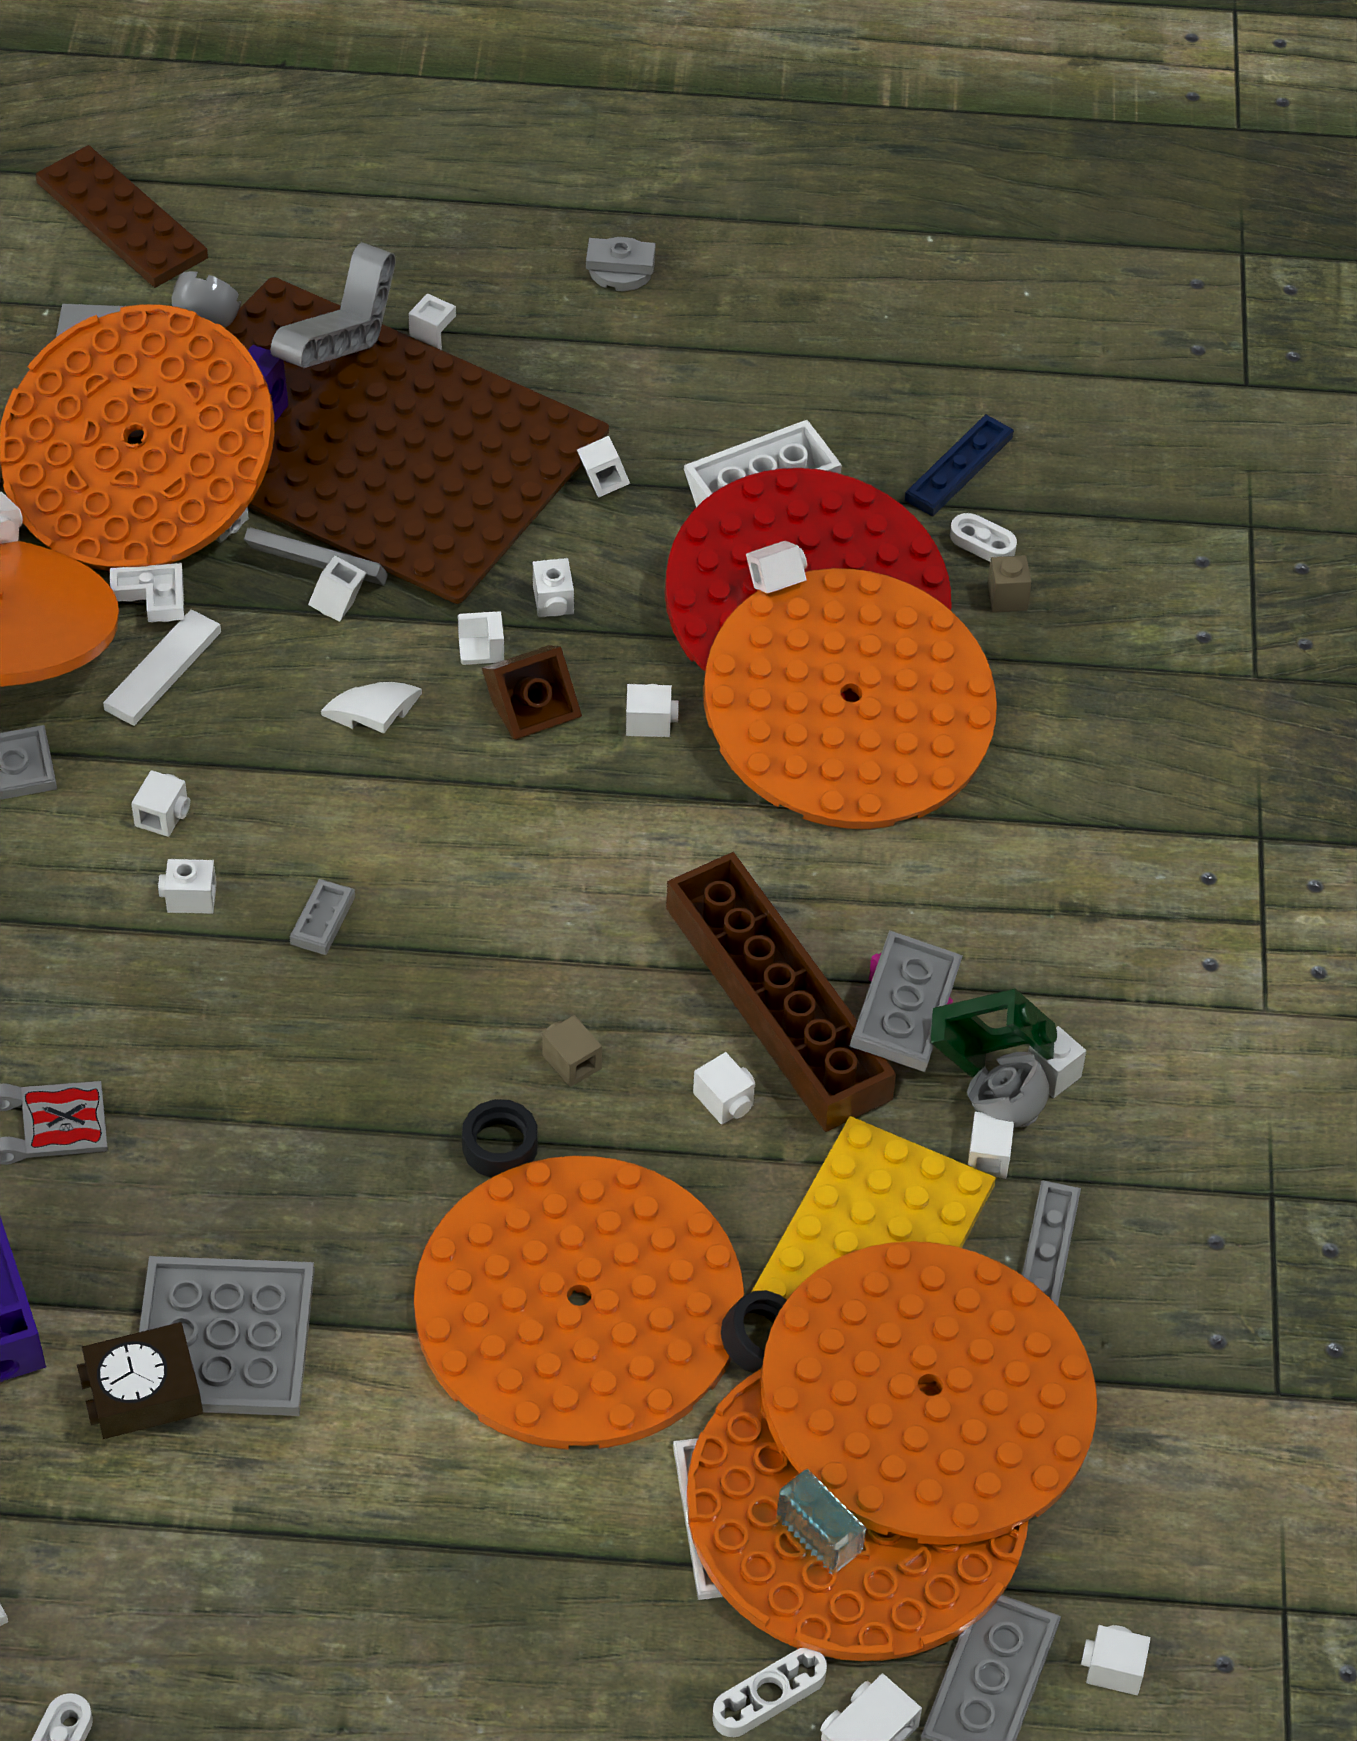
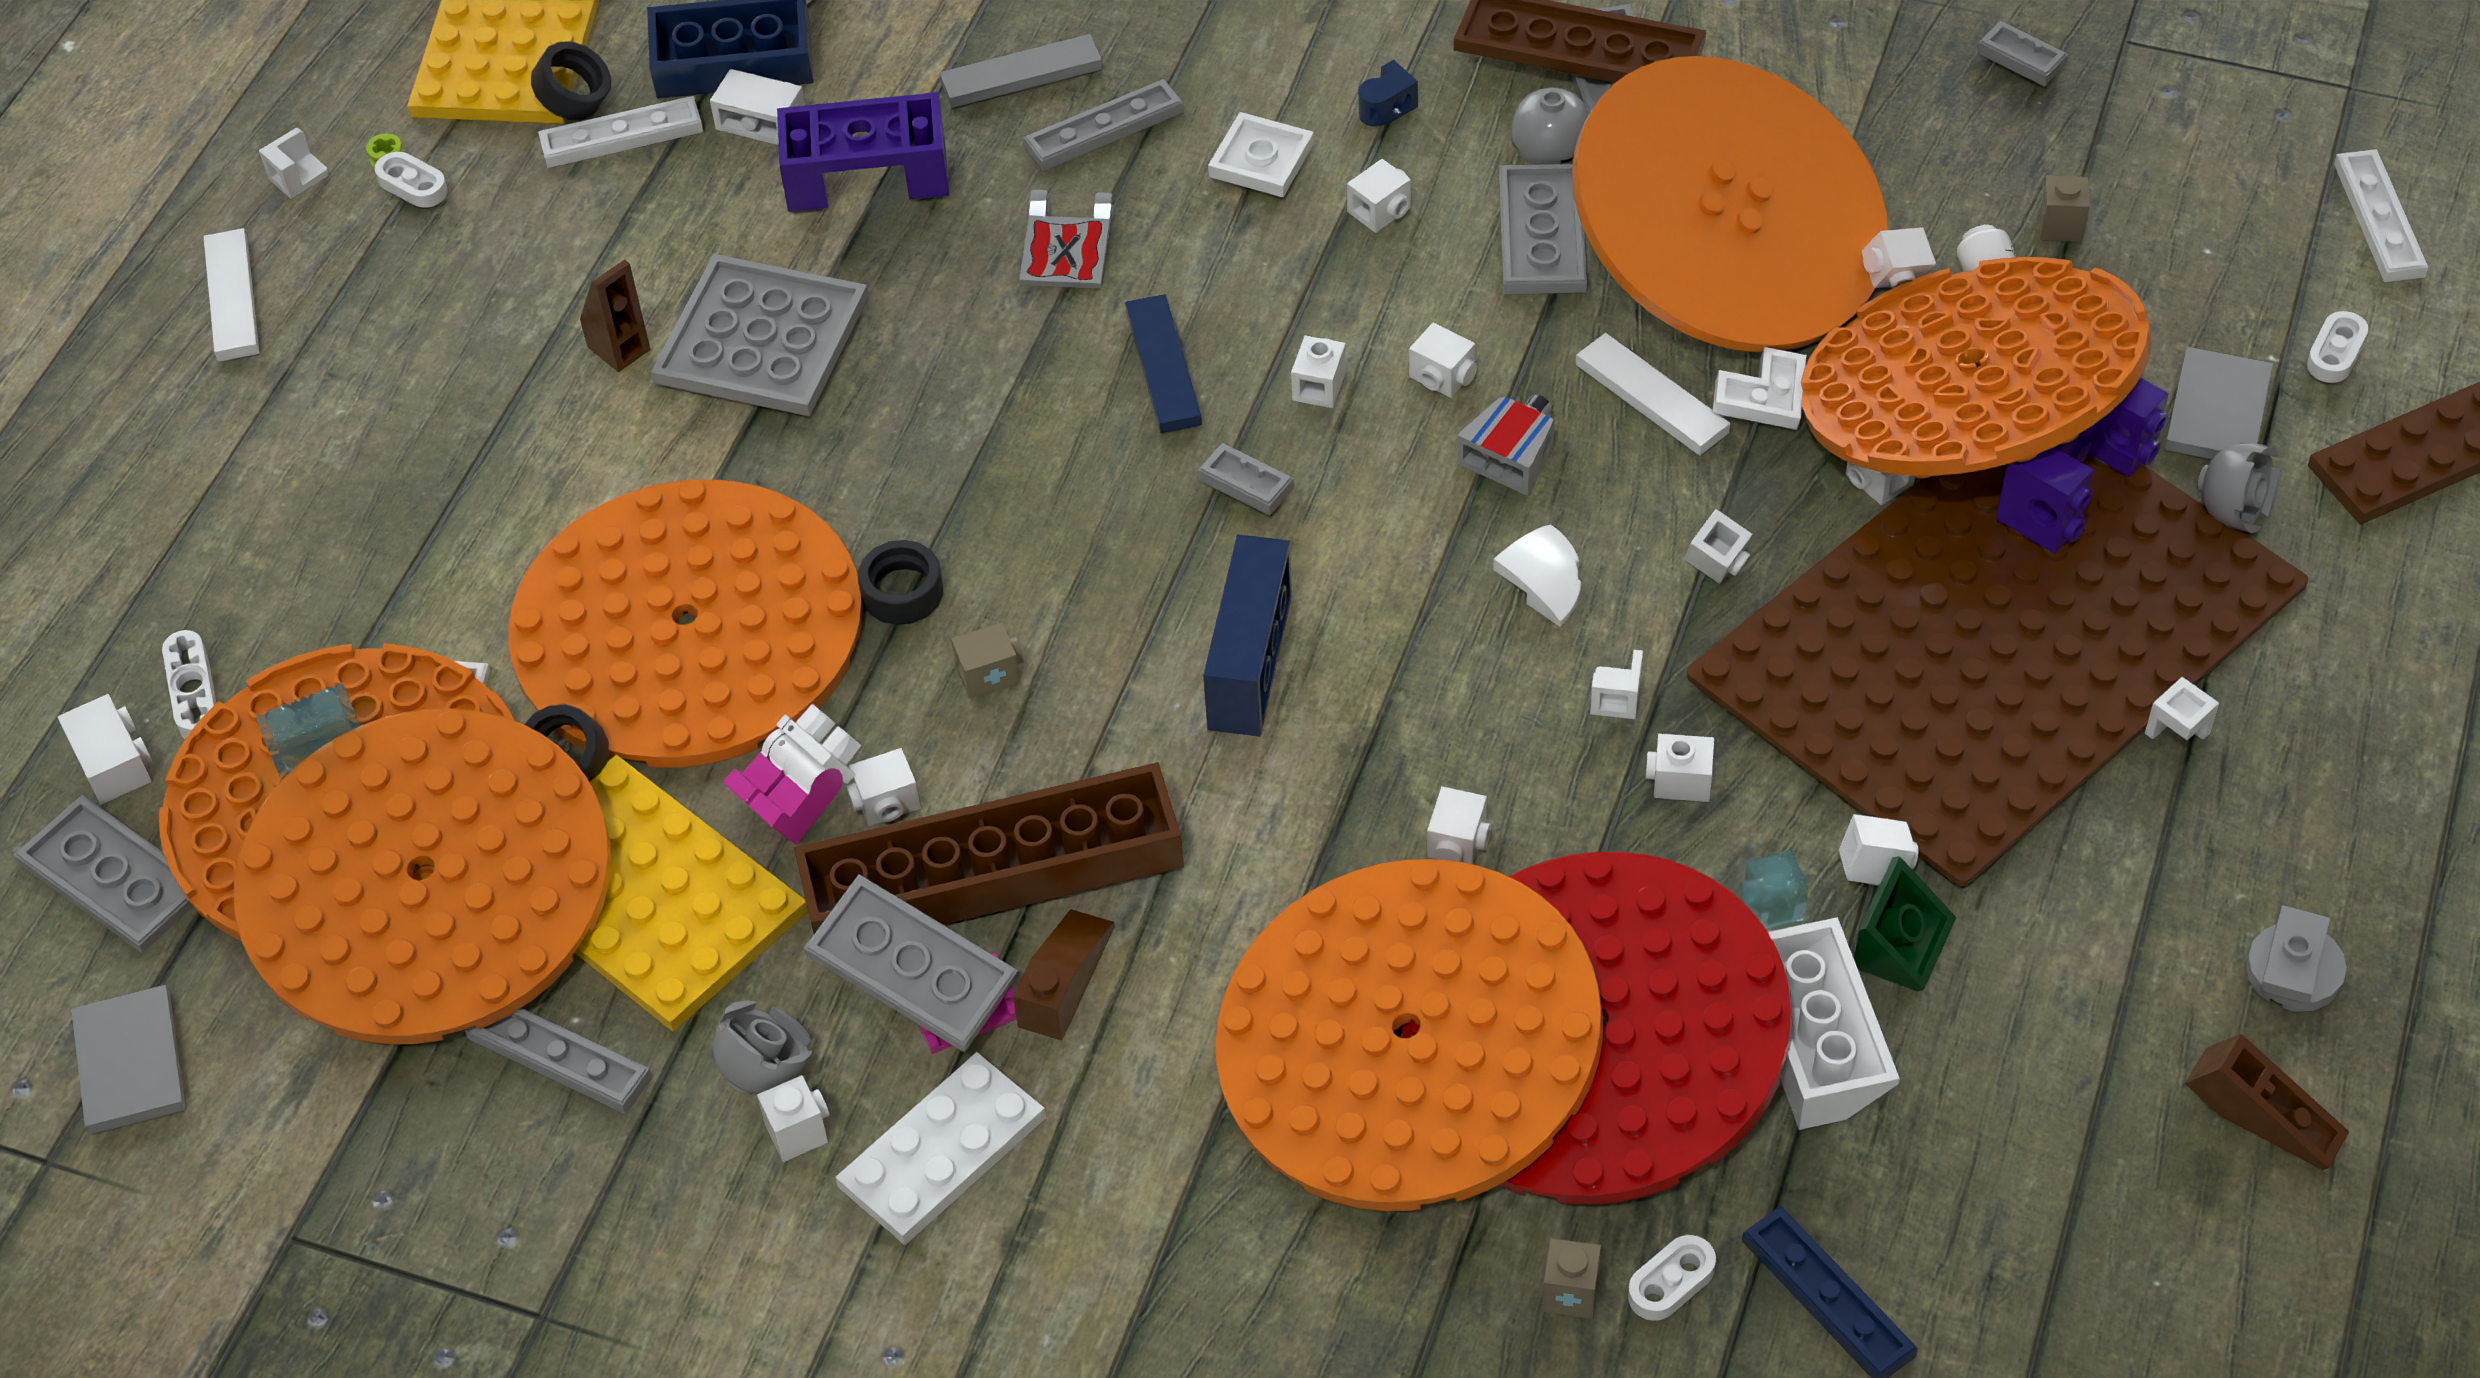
camera: 110 degrees right, 0 degrees up
(37, 270) = (2337, 346): none -> white plate
(140, 1381) = (716, 250): dark brown brick -> none
(192, 1010) = (1163, 363): none -> dark blue tile
(244, 741) = (1509, 442): none -> light grey torso
(251, 1440) = (614, 318): none -> reddish brown slope
(310, 553) = (1785, 543): light grey tile -> none
(351, 327) = (2128, 572): light grey beam -> none
(510, 861) = (1248, 635): none -> dark blue brick
(532, 691) = (1520, 715): reddish brown slope -> none
(651, 520) = (1775, 889): none -> clear light blue brick
(658, 459) = (1903, 929): none -> dark green slope
(739, 268) = (2264, 1100): none -> reddish brown slope
(743, 1139) = (796, 773): none -> hips
(777, 566) = (1600, 952): white brick -> none
(855, 924) = (1060, 974): none -> reddish brown slope
(967, 1038) = (826, 1022): dark green window -> none
(990, 1145) = (698, 1017): white panel -> none
(1050, 976) = (940, 1148): none -> white plate
(1116, 1659) = (62, 974): white brick -> none
(1171, 1579) = (128, 1059): none -> light grey tile

